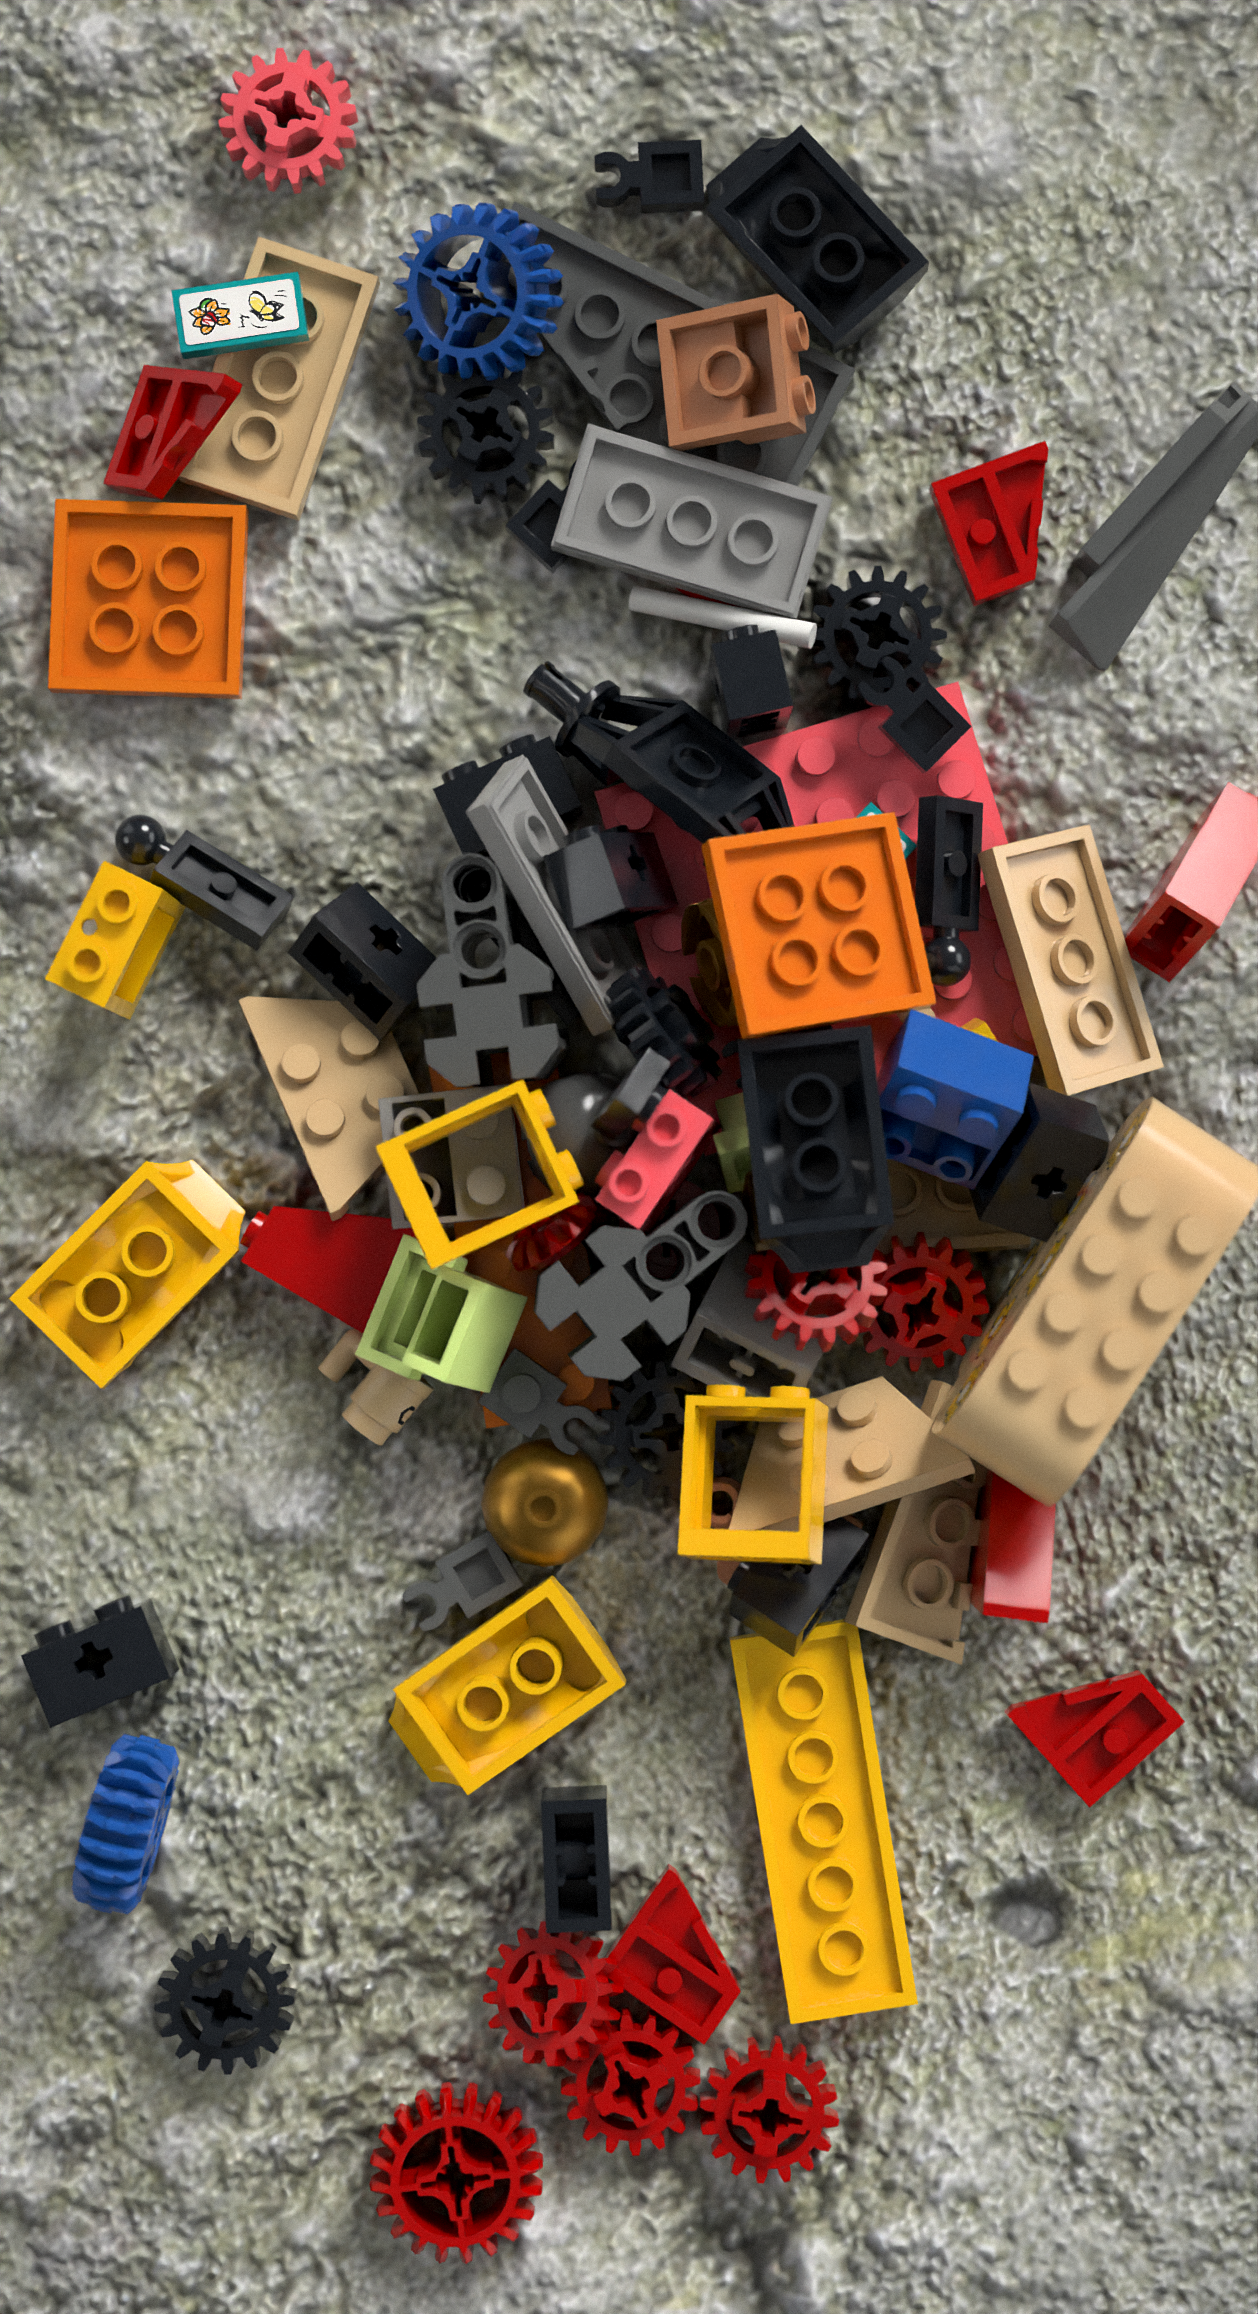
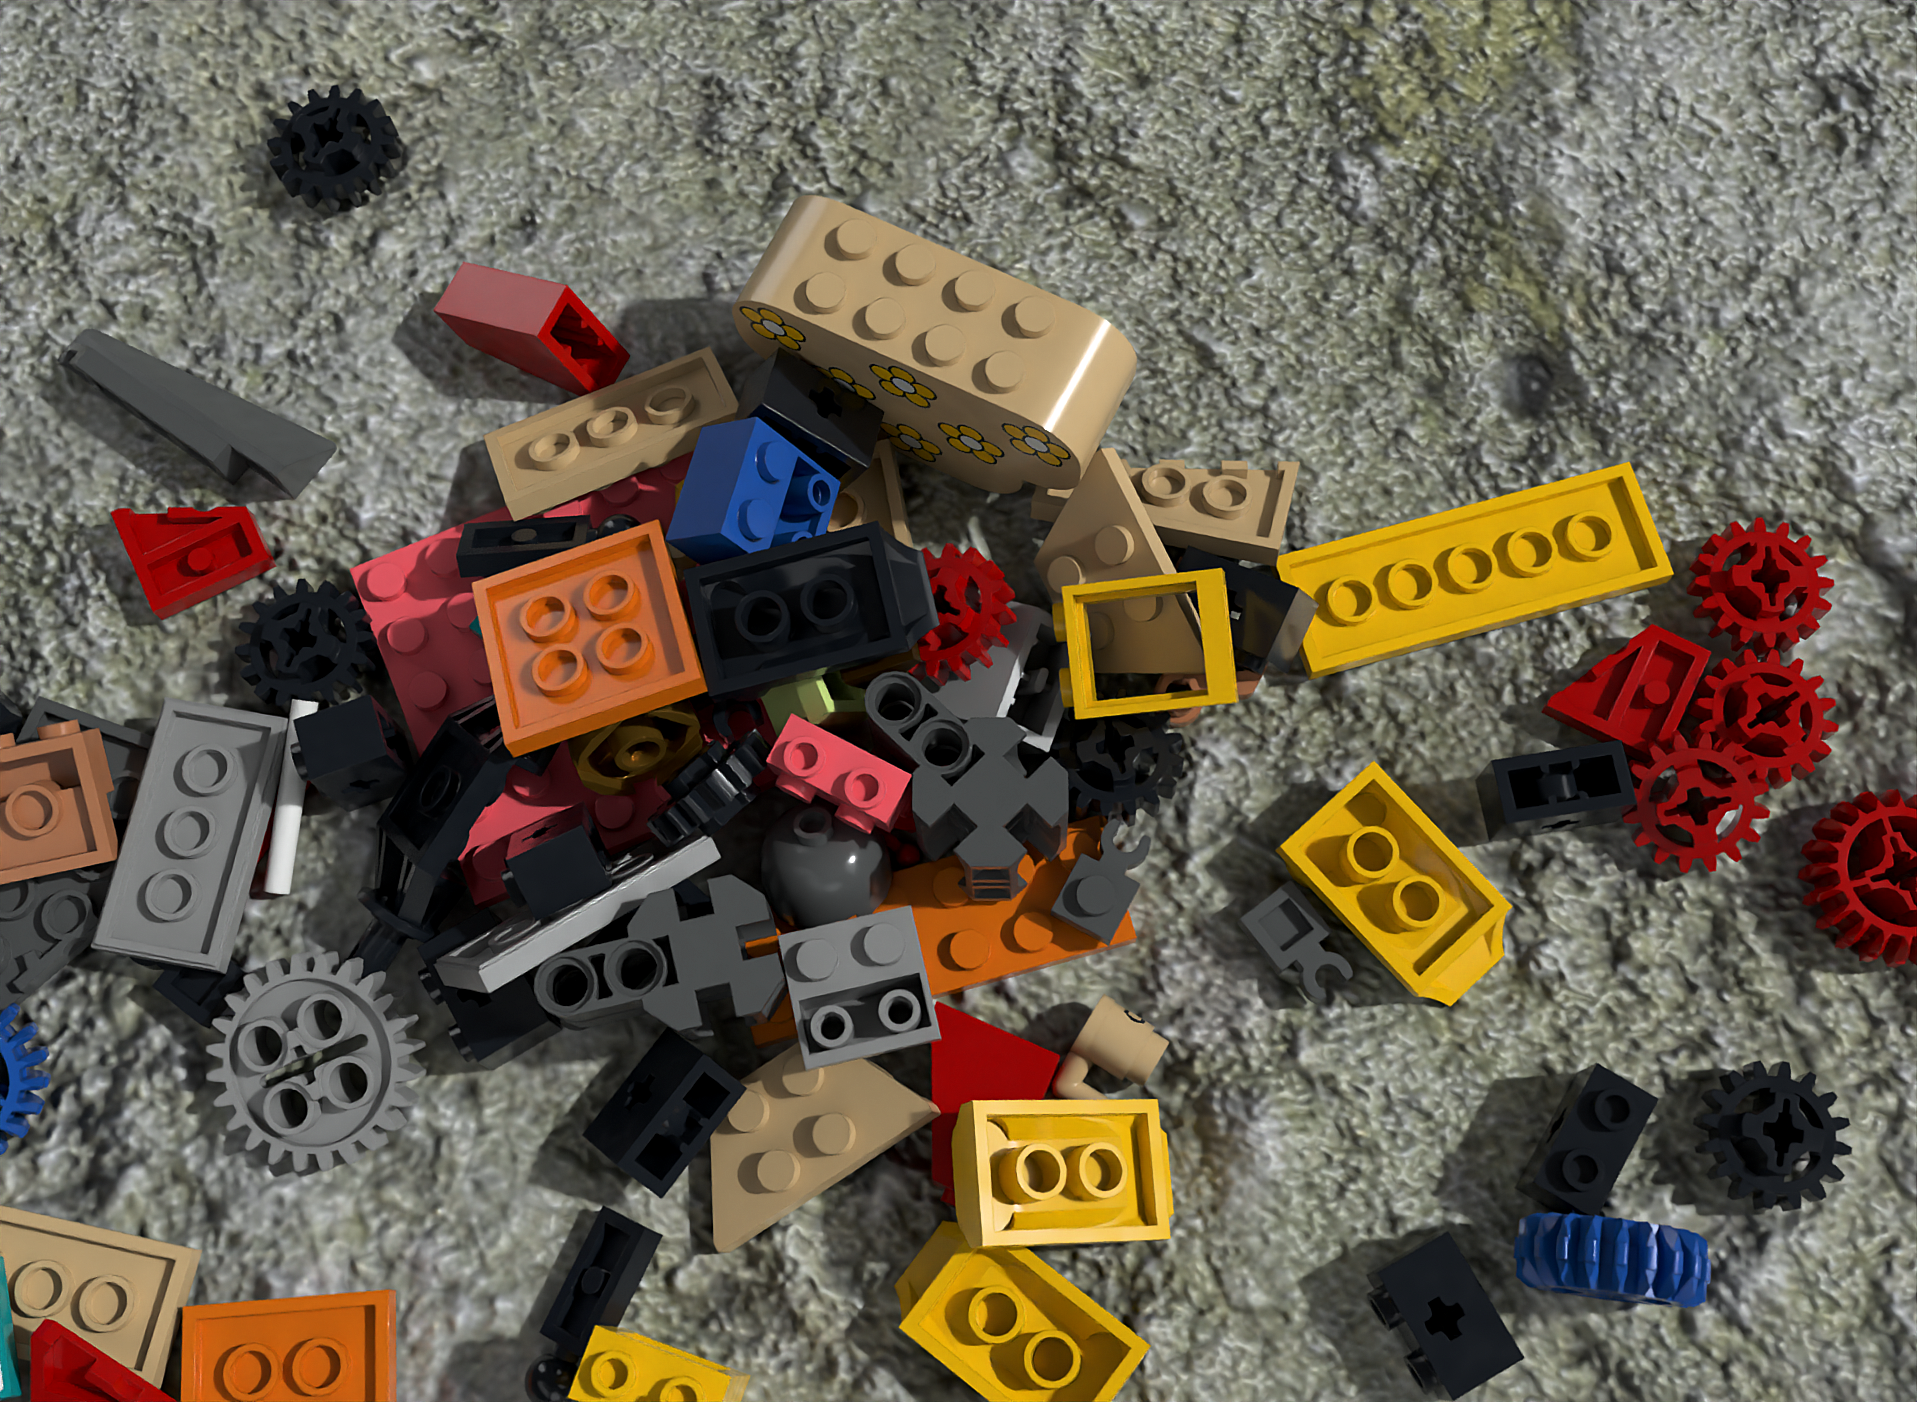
camera: 90 degrees left, 15 degrees down
(238, 1823) = (1586, 1142): none -> black brick
(260, 1327) = (1061, 1172): none -> yellow slope
(440, 1321) = (1028, 986): yellowish green plate -> none
(508, 614) = (338, 1115): none -> light grey gear
(509, 447) = (118, 1031): black gear -> none
(534, 1118) = (912, 1000): yellow window -> none
(544, 1503) = (1203, 871): pearl gold cylinder -> none
(552, 1236) = (928, 878): red gear -> none
(634, 1097) = (776, 791): black plate -> none
(919, 721) = (382, 588): black plate -> none
(932, 1324) = (969, 520): red gear -> none
(1013, 1553) = (1183, 416): red slope -> none
(1097, 1730) = (1340, 336): red wing -> none

